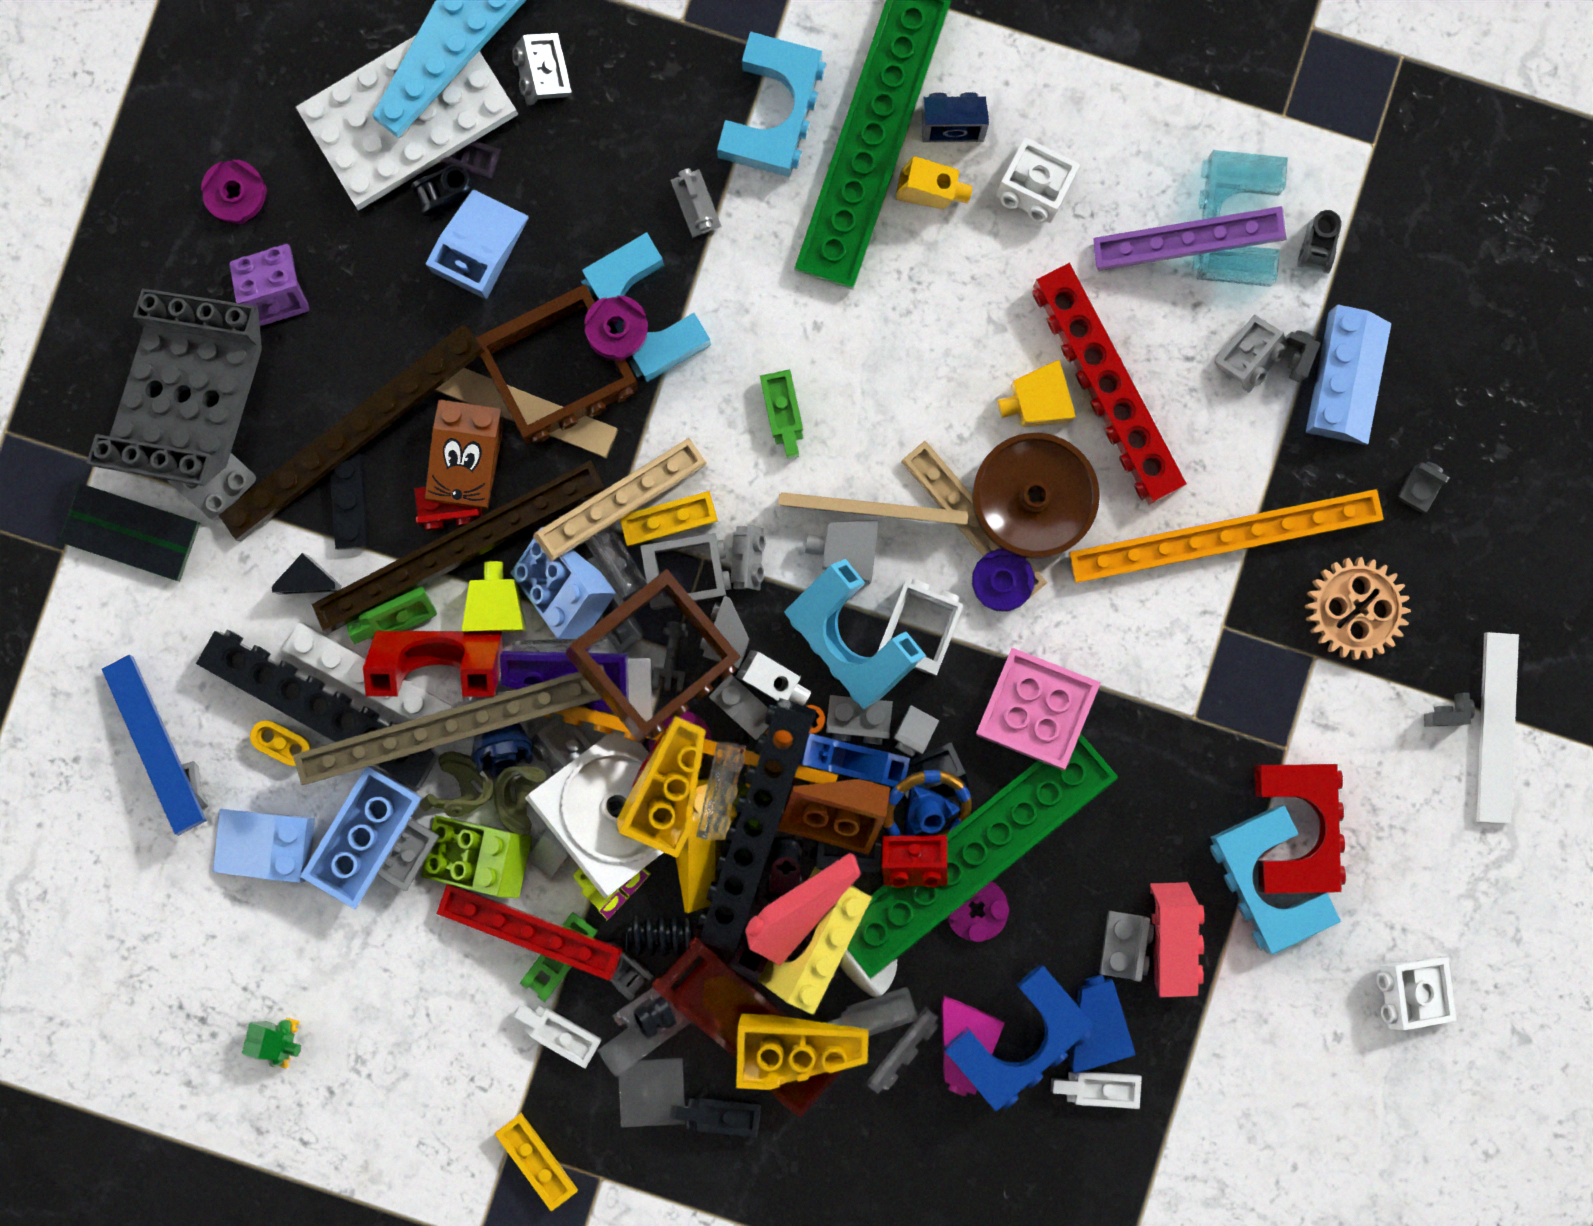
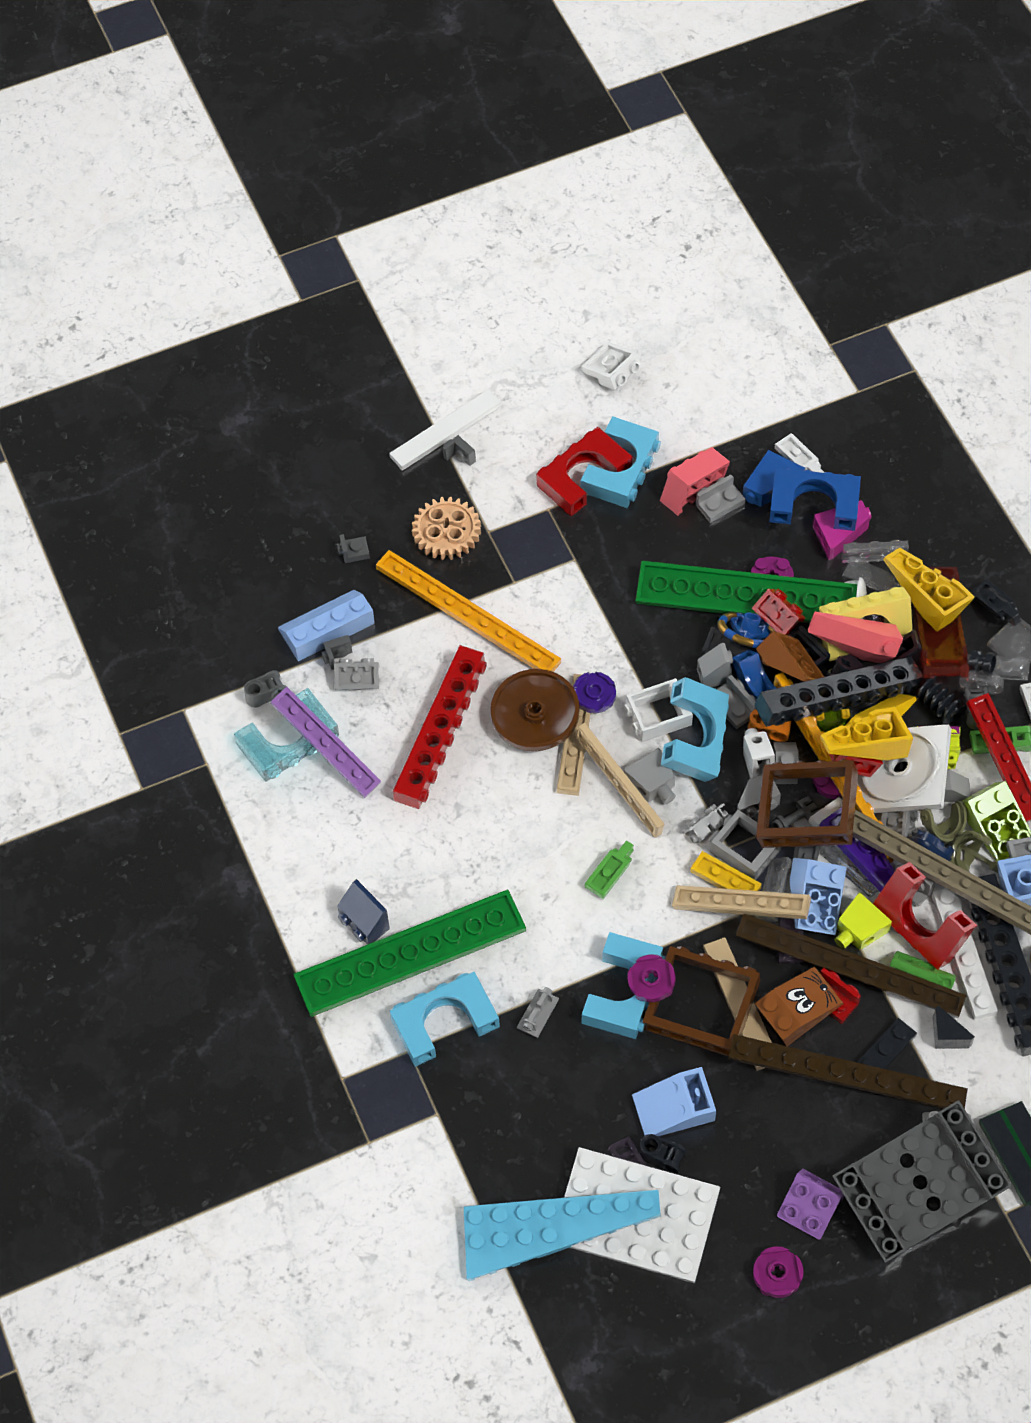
camera: 130 degrees left, 25 degrees down
(541, 67) = (540, 1161): bracket -> none
(721, 791) = (840, 716): clear plate -> none
(931, 184) = (410, 890): yellow torso -> none
(1036, 181) = (360, 847): white plate -> none
(1038, 709) = (644, 623): bright pink plate -> none
(1039, 398) = (479, 752): yellow torso -> none

